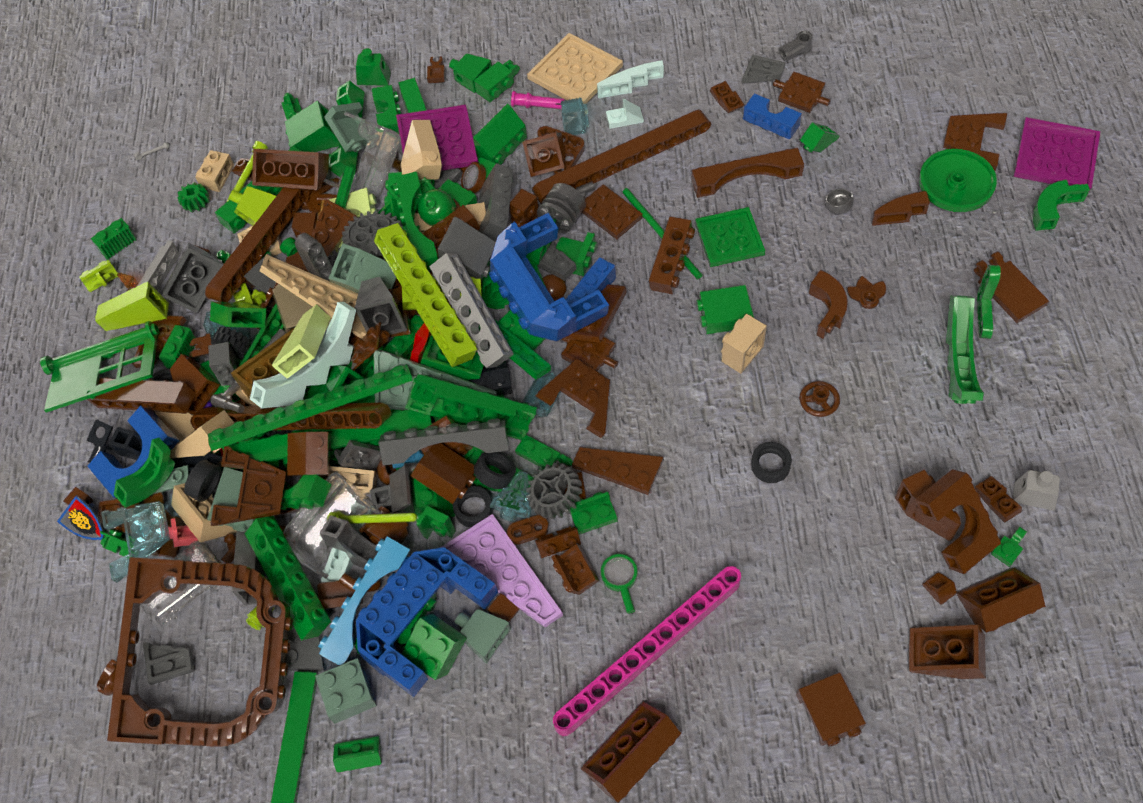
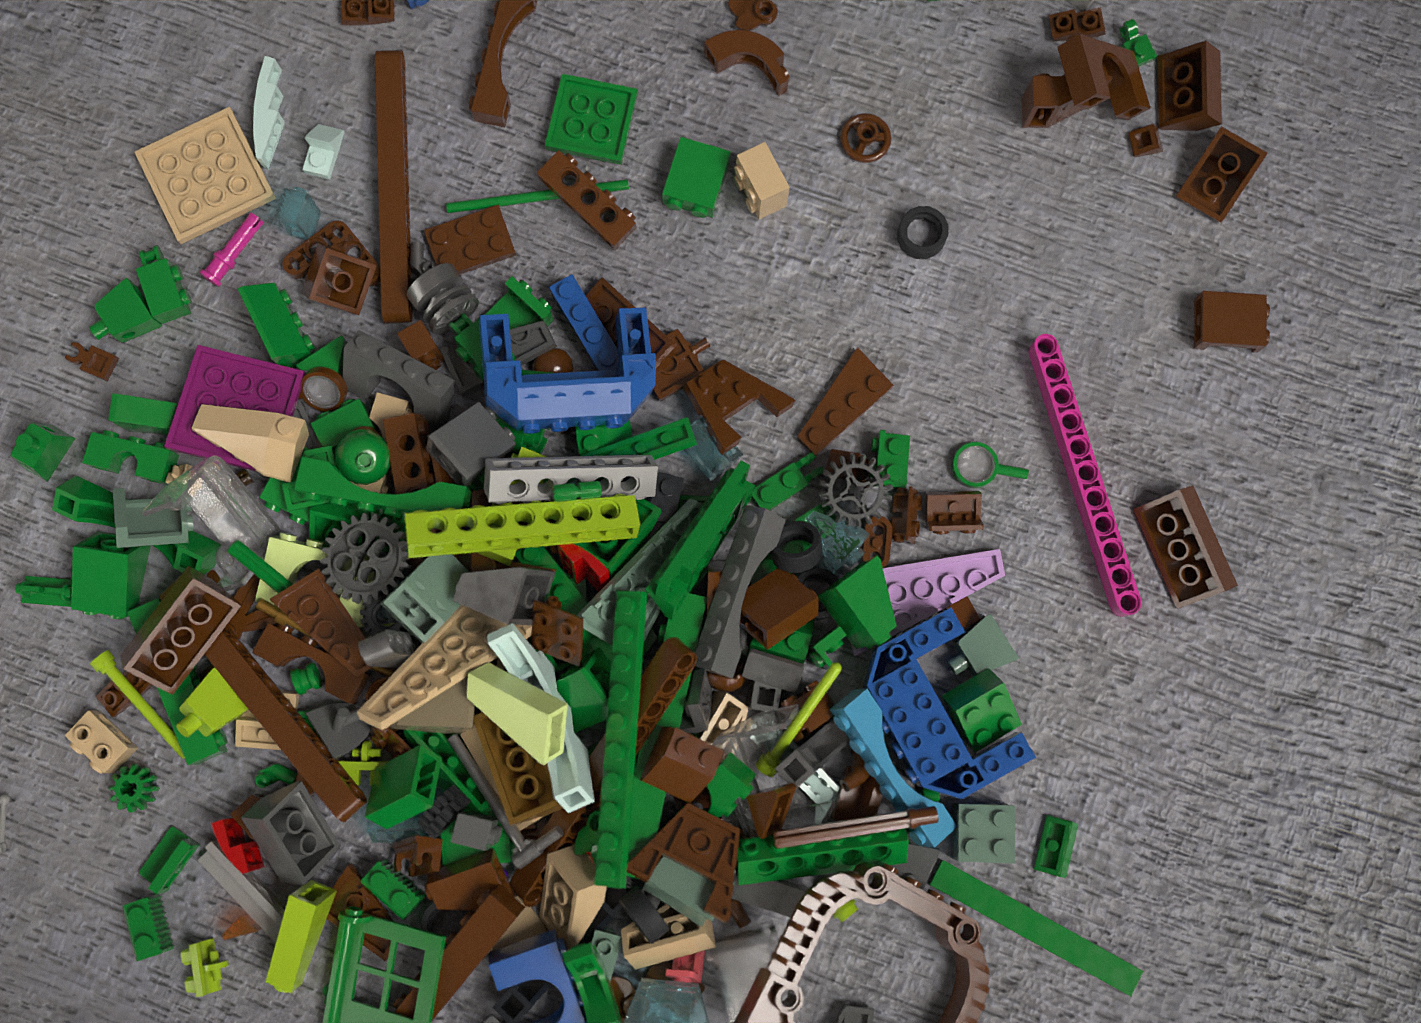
camera: 75 degrees left, 20 degrees up
(156, 233) = (168, 860): none -> green panel
(171, 253) = (232, 840): none -> red slope
(300, 526) = (770, 808): none -> reddish brown slope
(329, 620) = (909, 818): none -> reddish brown axle
(458, 308) = (569, 492): none -> green piece
(472, 524) = (861, 604): none -> green slope

